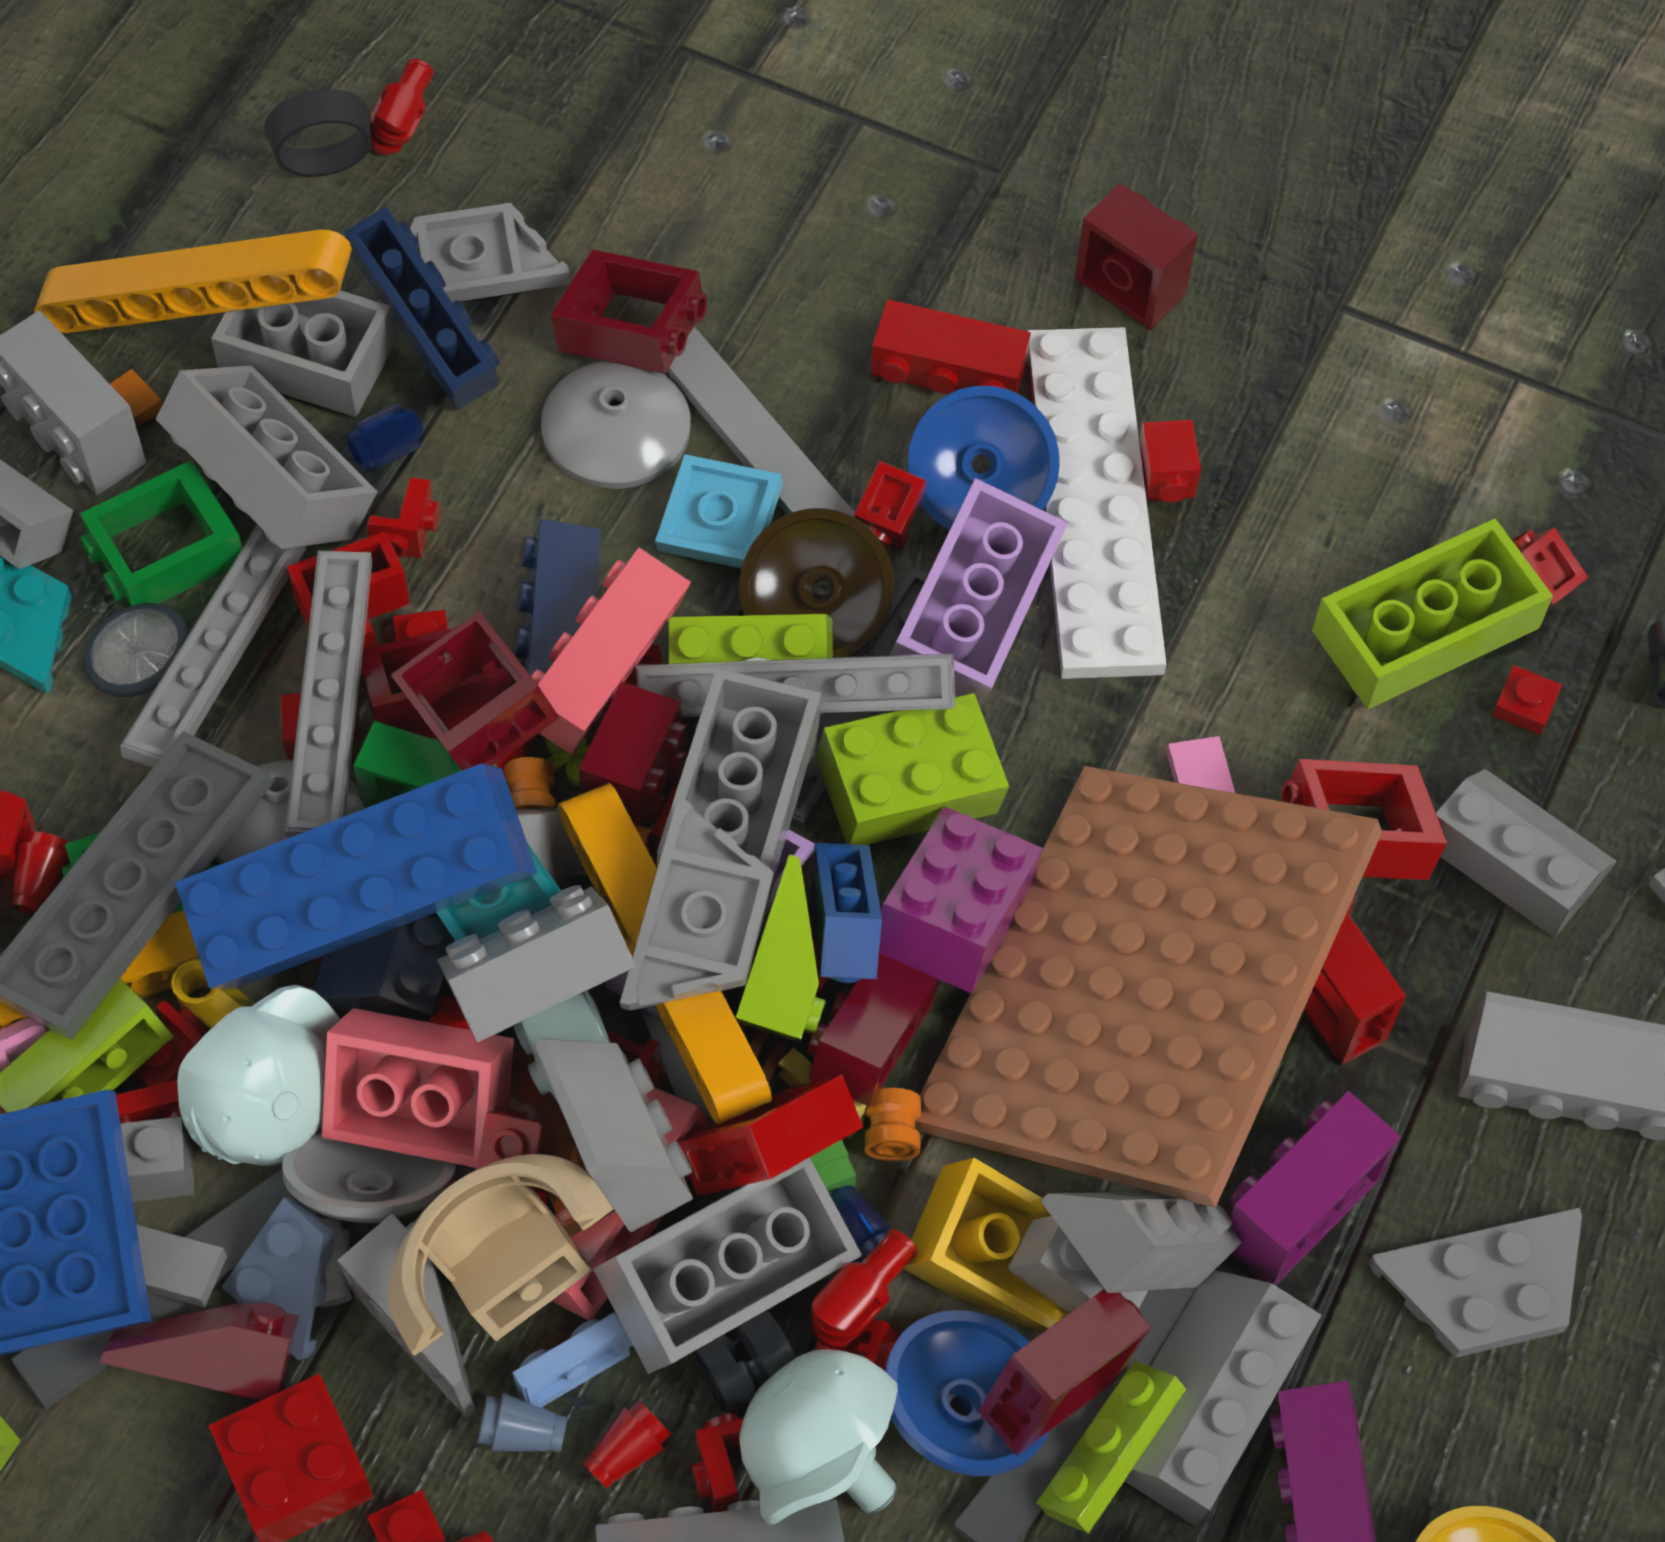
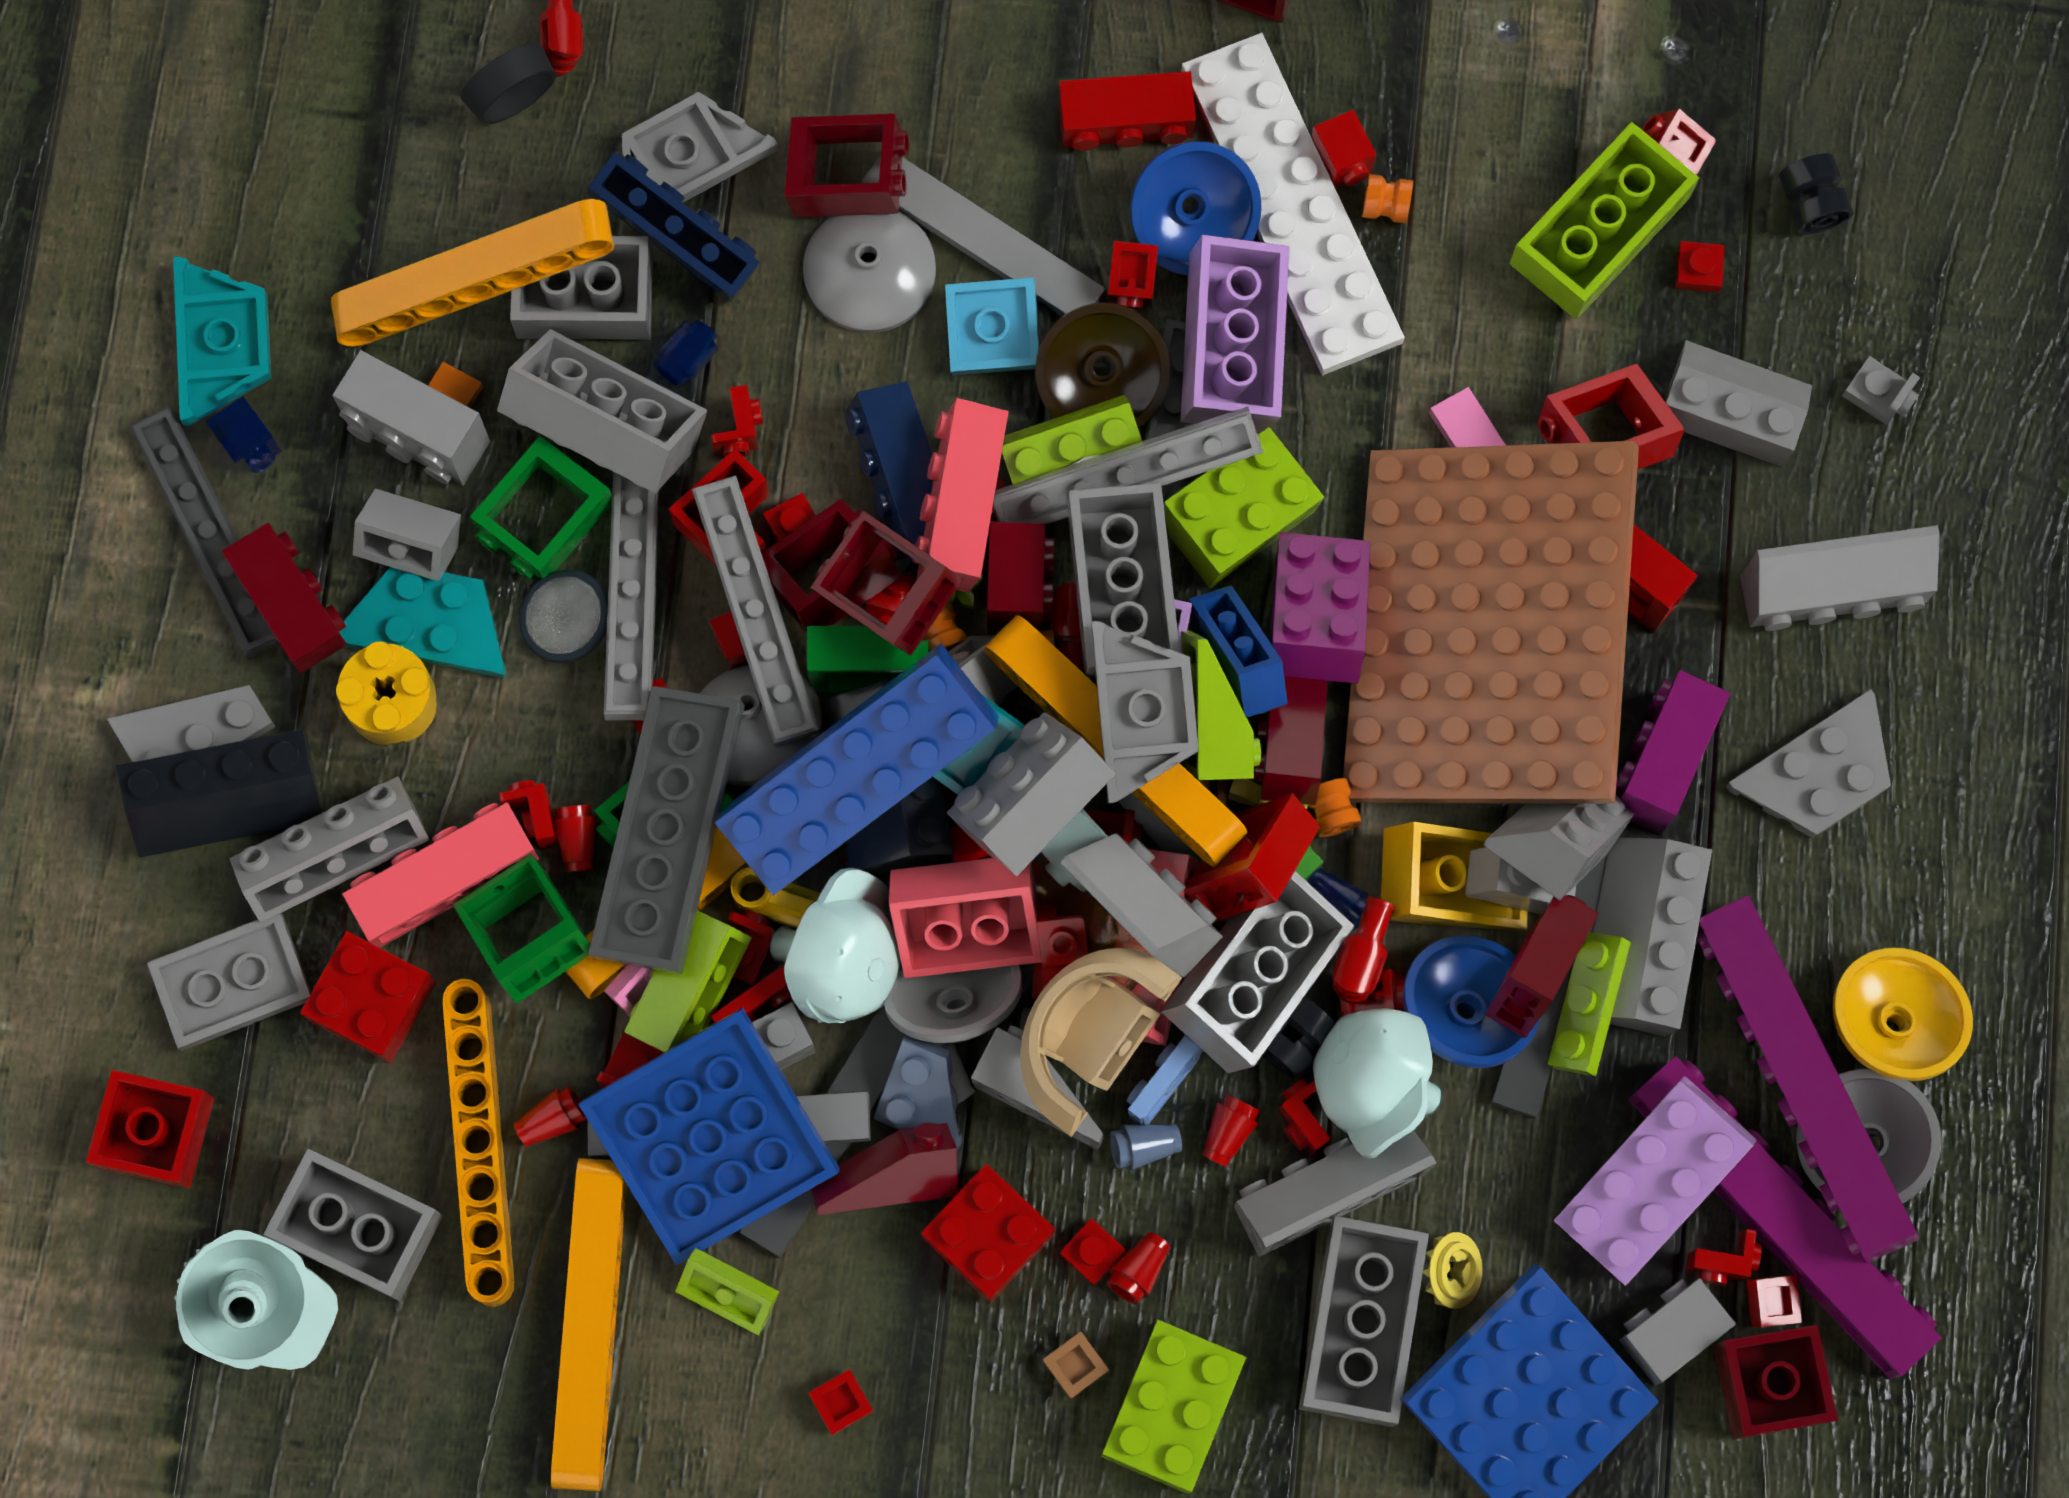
camera: 20 degrees left, 15 degrees up
(1199, 522) = (1387, 199): none -> orange wheel

